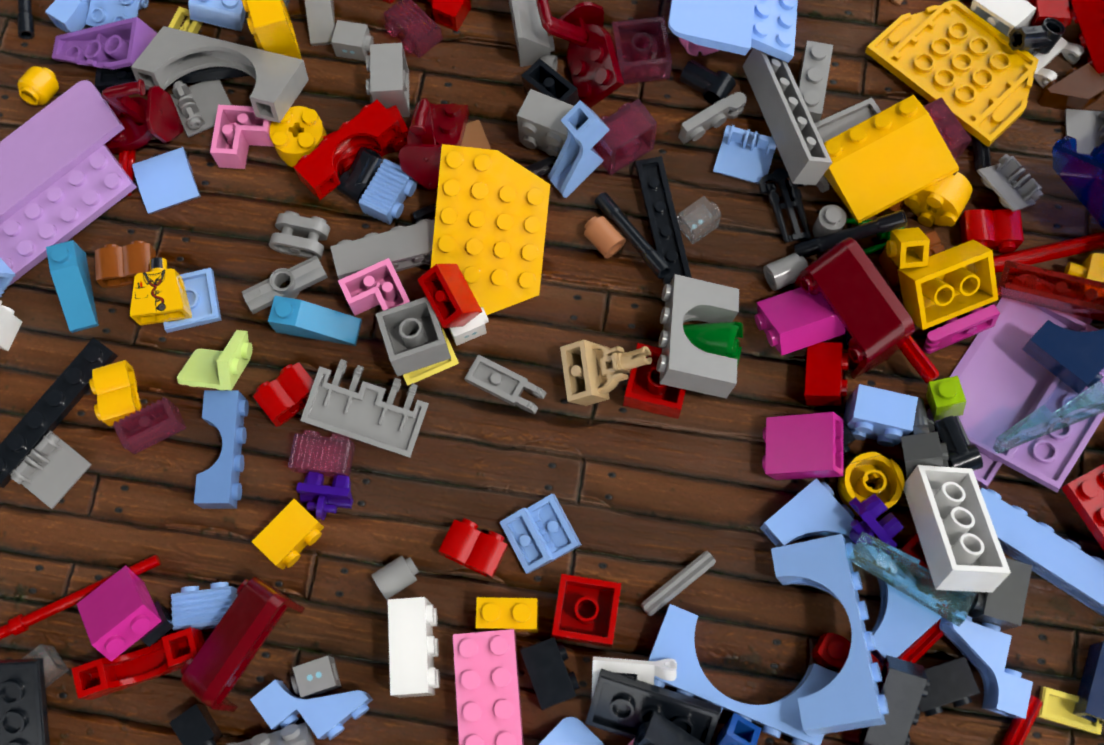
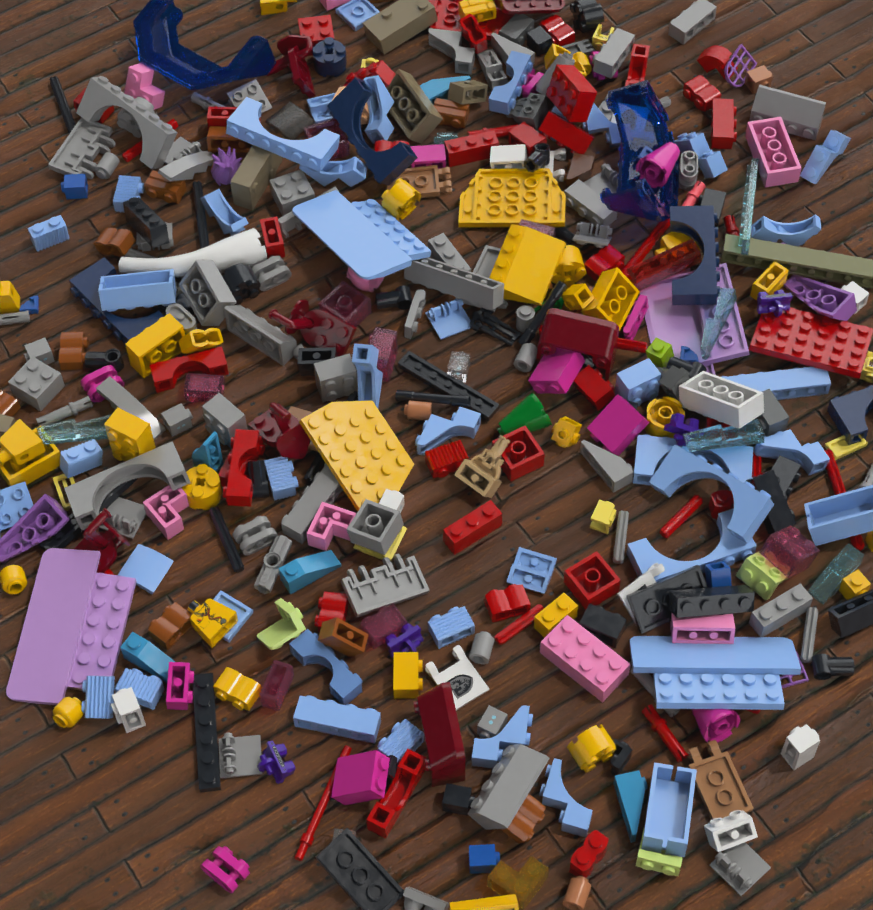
camera: 45 degrees left, 15 degrees down
(32, 307) = (146, 688): none -> light blue brick
(60, 339) = (178, 686): none -> dark pink brick
(68, 523) = (273, 764): none -> dark purple hips
(174, 519) = (337, 719): none -> light blue brick
(259, 434) = (343, 637): none -> dark orange brick
(267, 224) = (226, 539): none -> black axle
(333, 105) = (209, 453): none -> dark azure slope
(337, 592) = (463, 677): none -> white flag
(387, 520) = (451, 626): none -> light blue brick
(412, 647) = (527, 665): white brick -> none
(449, 295) = (376, 490): red brick -> none
(464, 585) = (518, 625): none -> red axle
(503, 383) = (438, 518): light grey hinge -> none
(523, 425) = (472, 527): none -> red brick
(576, 319) = (445, 458): none -> red brick
(601, 278) = (439, 429): none -> light blue arch
(681, 541) = (603, 516): none -> light yellow window
(683, 363) = (522, 428): light grey arch -> none
(740, 404) = (566, 432): none -> yellow brick
(748, 487) = (610, 467): none -> light grey slope
(773, 621) = (681, 516): none -> red axle
(978, 430) = (688, 355): none -> blue tile
(1042, 127) = (589, 204): none -> light grey brick

